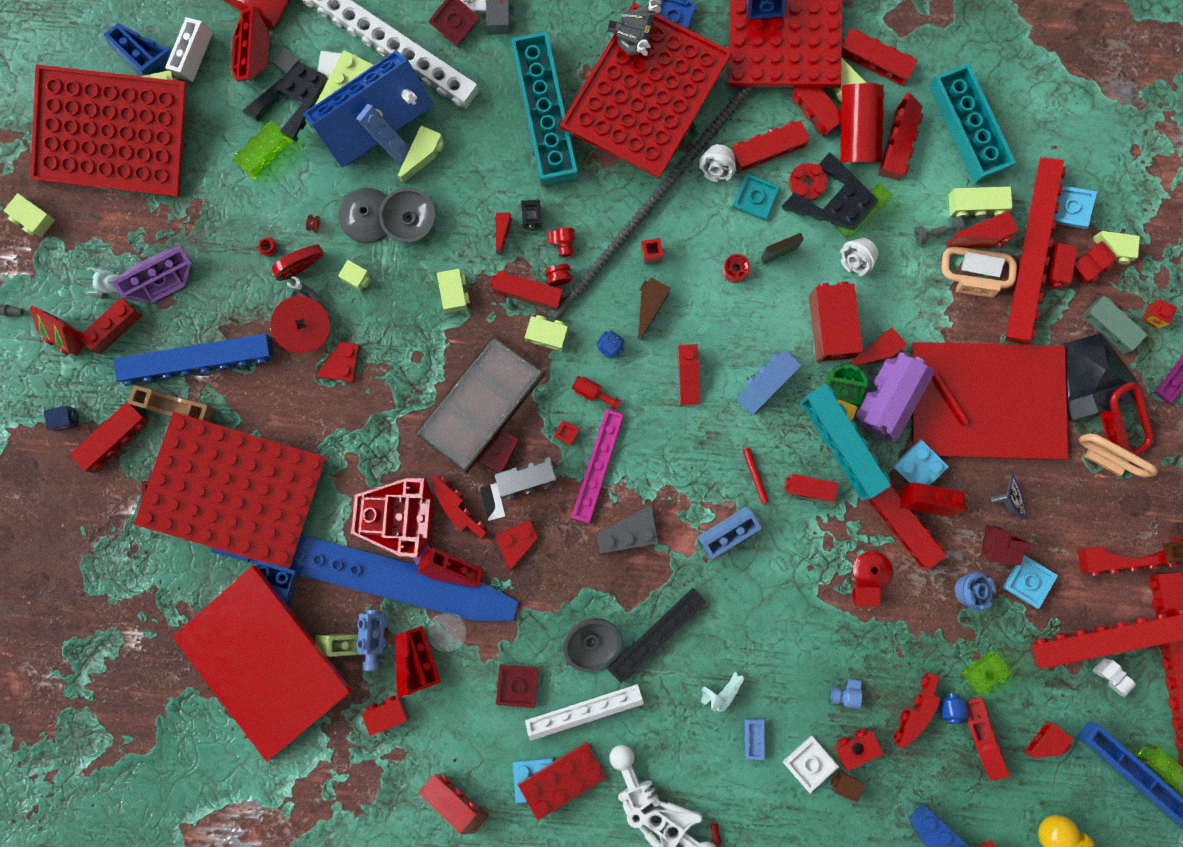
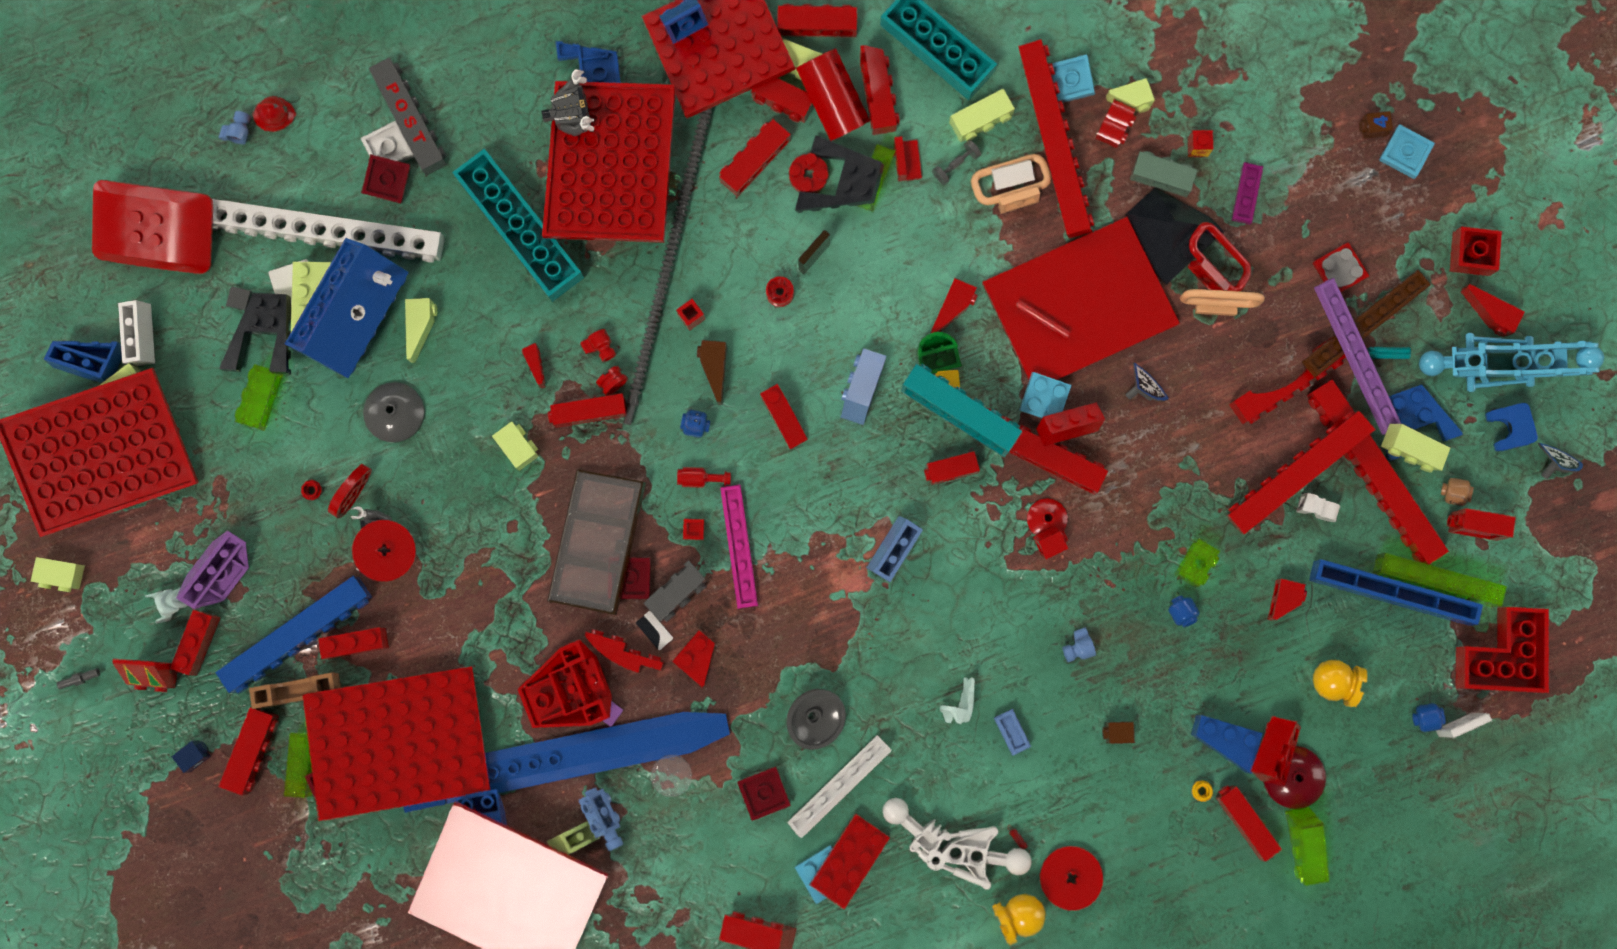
camera: 25 degrees left, 0 degrees up
(141, 469) = (298, 766): none -> clear neon green brick
(238, 389) = (353, 643): none -> red brick
(249, 45) = (195, 301): red wedge -> none
(313, 223) = (345, 445): clear red bush -> none
(341, 363) = (441, 568): red wing -> none
(354, 275) = (412, 477): yellowish green brick -> none
(383, 133) = (374, 326): medium blue plate -> none
(385, 716) = (651, 884): red brick -> none
(403, 204) = (423, 387): dark grey dish -> none
(414, 663) = (654, 819): red wedge -> none
(448, 568) = (643, 714): red slope -> none
(531, 214) = (556, 334): black window -> none
(546, 333) = (627, 442): yellowish green brick -> none
(629, 533) = (800, 595): dark grey wedge -> none
(656, 635) = (873, 680): black plate -> none
(718, 163) = (713, 198): white cone -> none
(755, 475) = (893, 481): red bar -> none
(756, 196) = (765, 212): teal tile -> none
(810, 764) = (1075, 729): white tile -> none
(835, 322) = (898, 298): red brick -> none
(859, 256) = (891, 223): white cone -> none
(869, 749) = (1123, 688): red brick -> none
(897, 208) = (907, 159): none -> red panel
(899, 391) = (990, 334): medium lavender brick -> none
(915, 720) = (1153, 638): red slope -> none
(975, 590) = (1150, 490): medium blue cone -> none
(986, 740) = (1226, 625): red slope -> none
(987, 234) = (1002, 145): red slope -> none
(1002, 547) = (1157, 437): dark red plate -> none
(1030, 582) = (1198, 456): medium azure plate -> none
(1061, 265) = (1086, 141): red brick -> none

